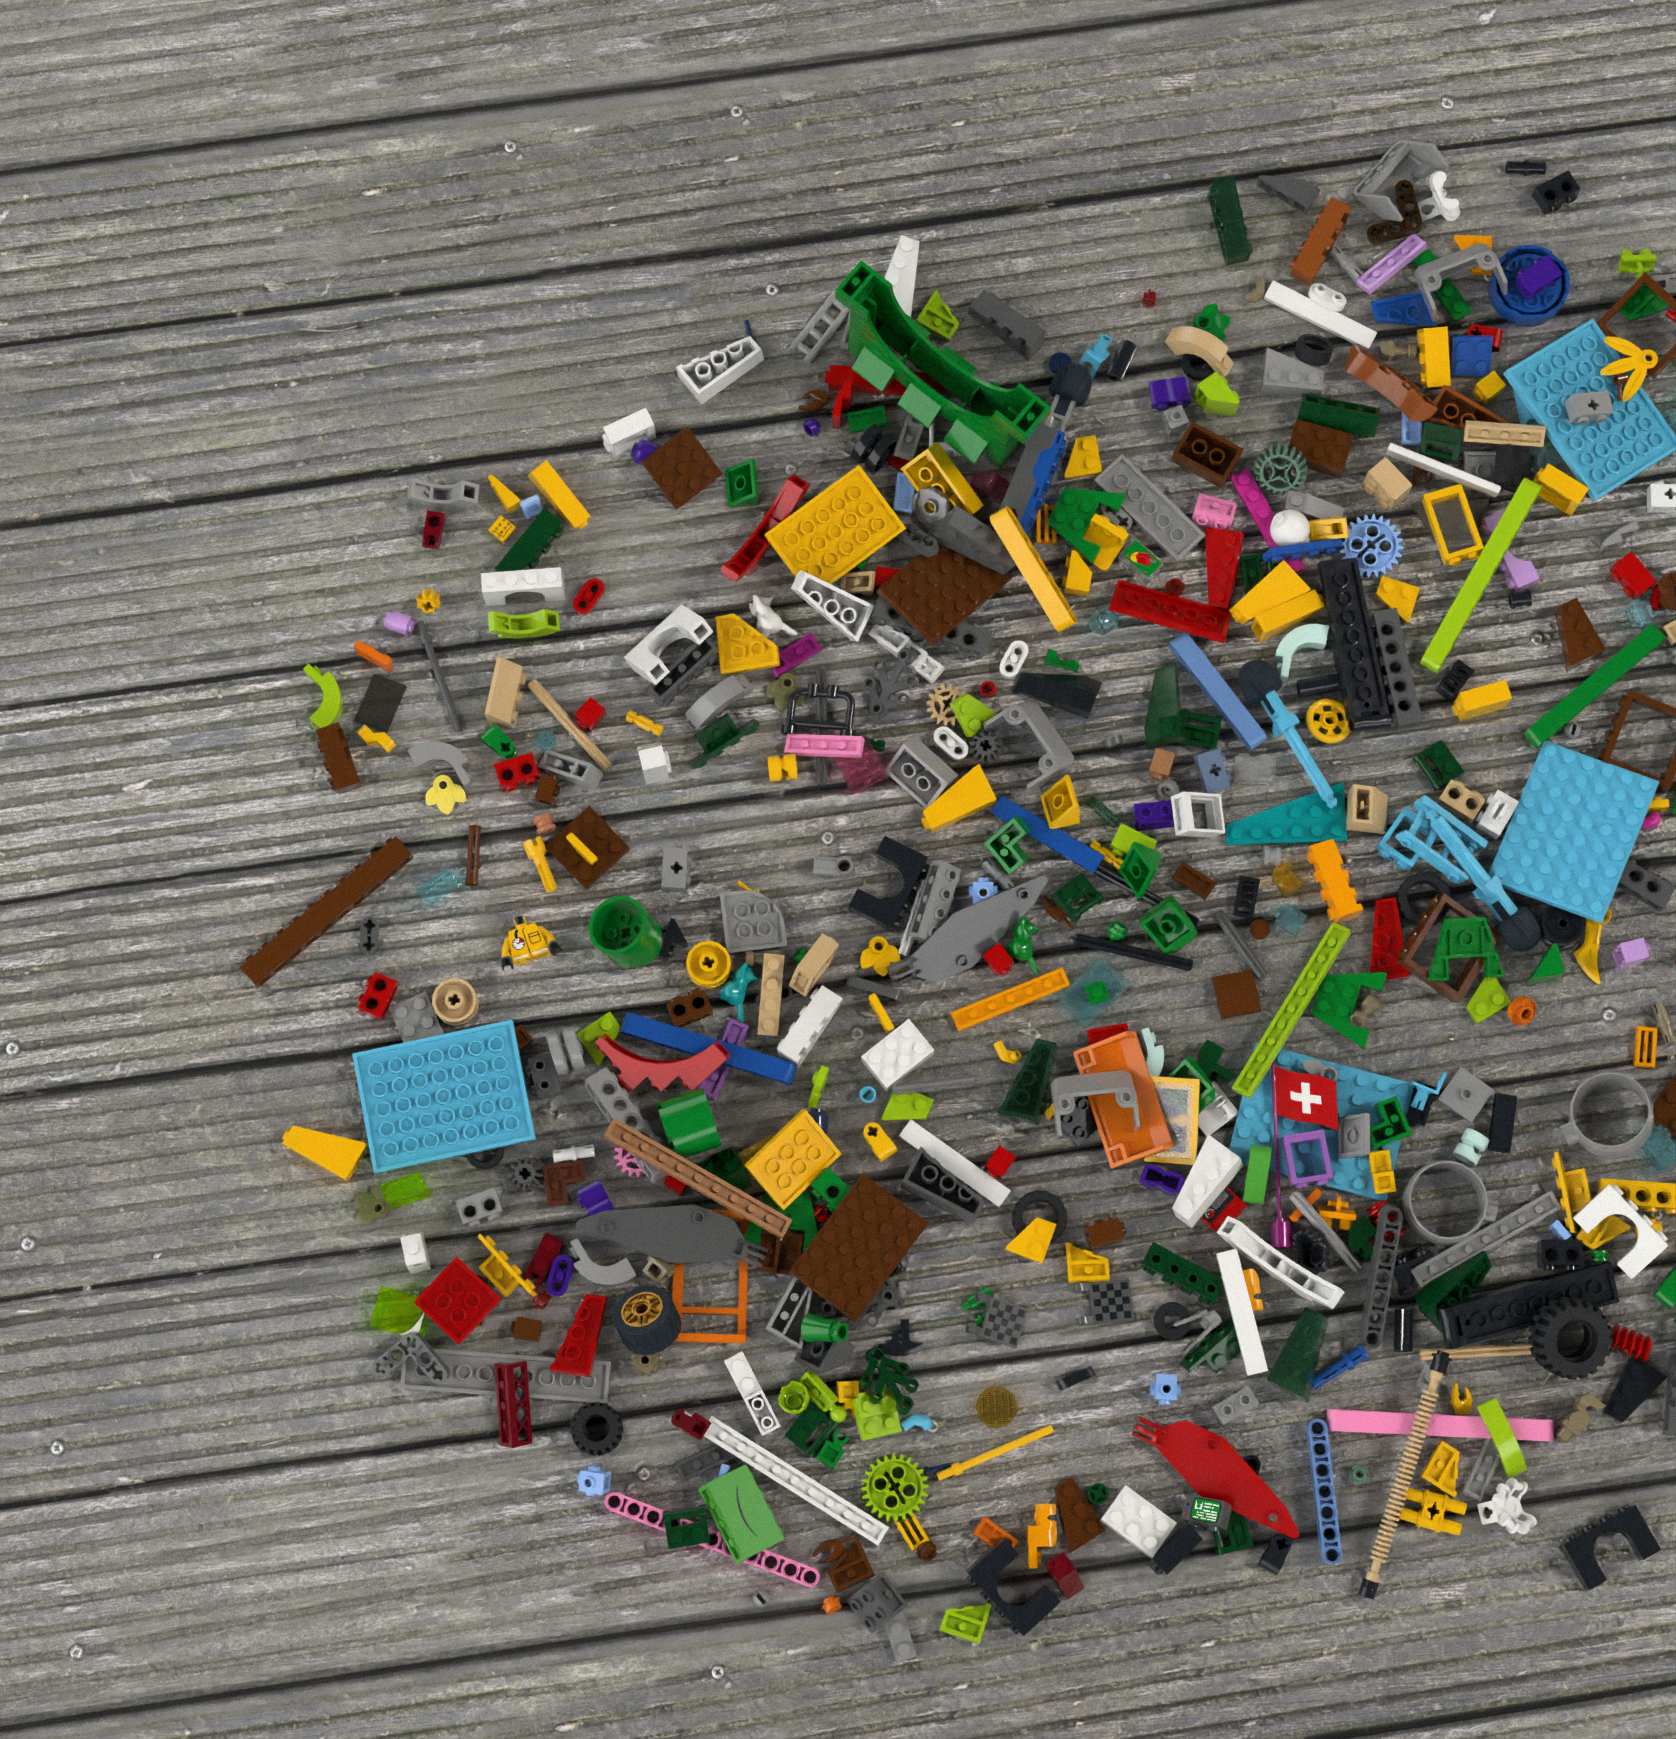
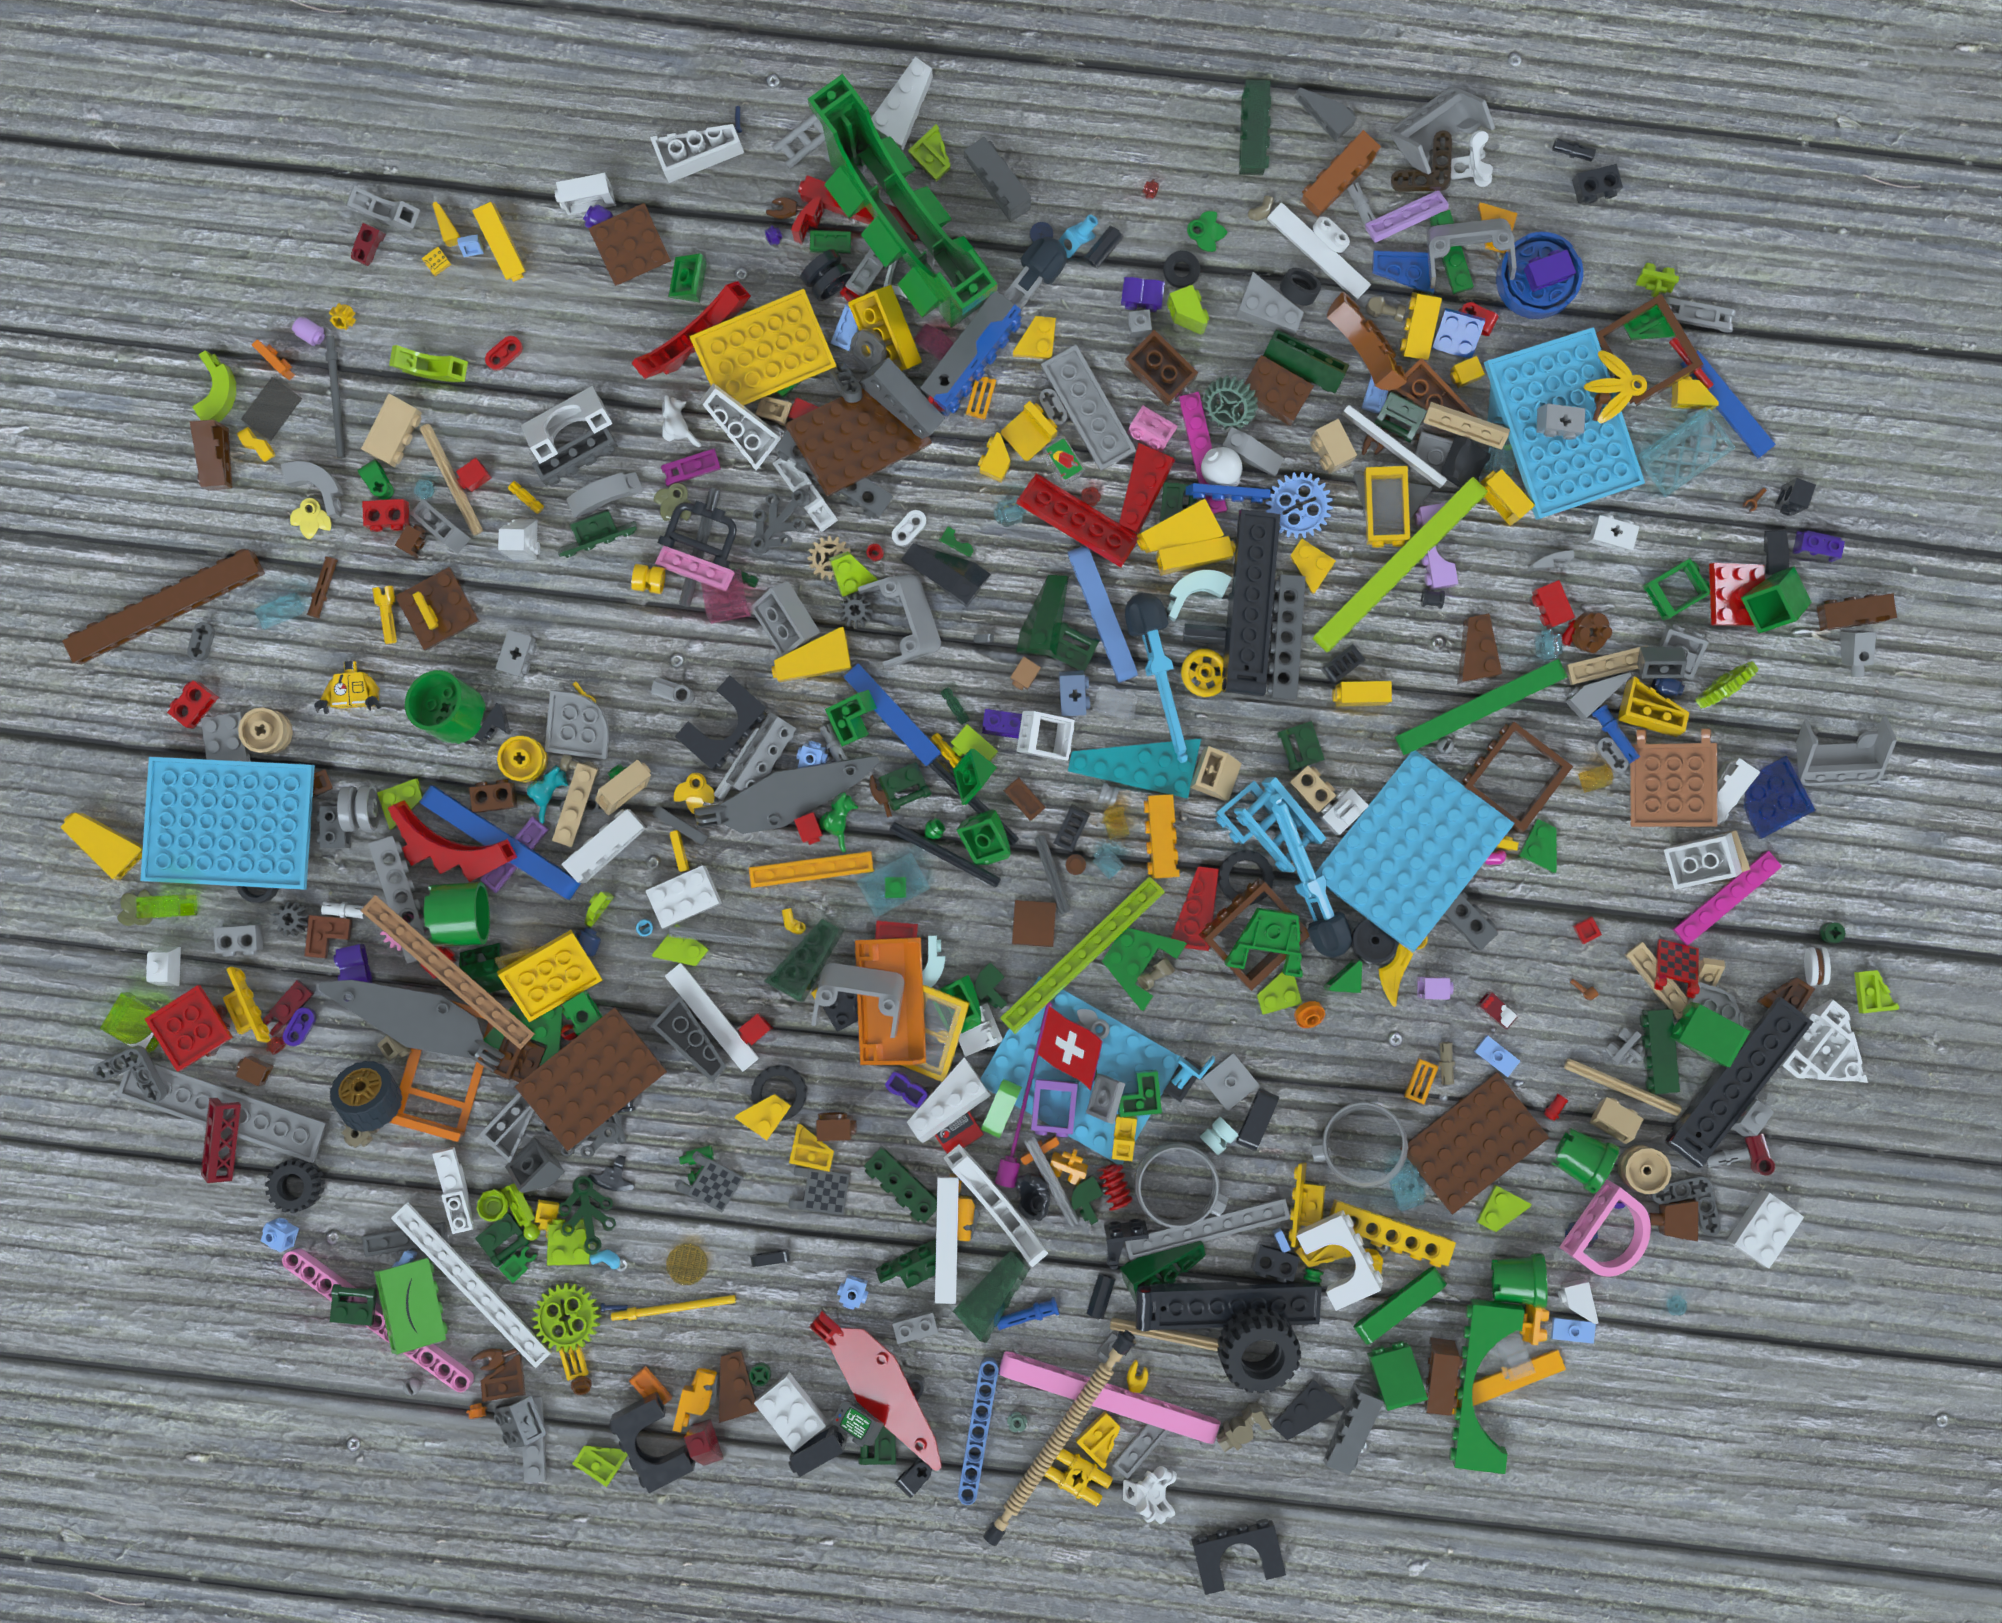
camera: 15 degrees right, 10 degrees up
(532, 543) = (456, 288): dark green brick -> none
(544, 581) = (414, 321): white arch -> none
(544, 824) = (399, 574): nougat wheel -> none
(580, 1346) = (300, 1099): red wing -> none
(606, 1276) = (335, 1034): light grey arch -> none
(694, 1424) = (383, 1206): dark red leg -> none
(743, 647) = (642, 445): yellow plate -> none
(822, 1329) = (532, 1149): green plant -> none
(881, 1145) = (644, 980): yellow piece -> none
(953, 742) = (822, 598): white plate -> none
(1033, 569) = (949, 441): yellow beam -> none
(1061, 804) = (913, 689): yellow slope -> none
(1074, 513) = (1009, 395): green wing -> none
(1162, 1329) = (889, 1235): black tyre -> none
(1167, 789) = (1025, 700): light grey tile -> none
(1202, 344) = (1189, 252): tan arch -> none
(1209, 1321) = (915, 1238): light grey plant -> none
(1328, 528) = (1260, 477): yellow slope -> none
(1377, 1266) = (1095, 1232): dark grey beam -> none
(1502, 1437) = (1164, 1426): lime slope -> none
(1631, 1342) = (1318, 1366): red piece -> none

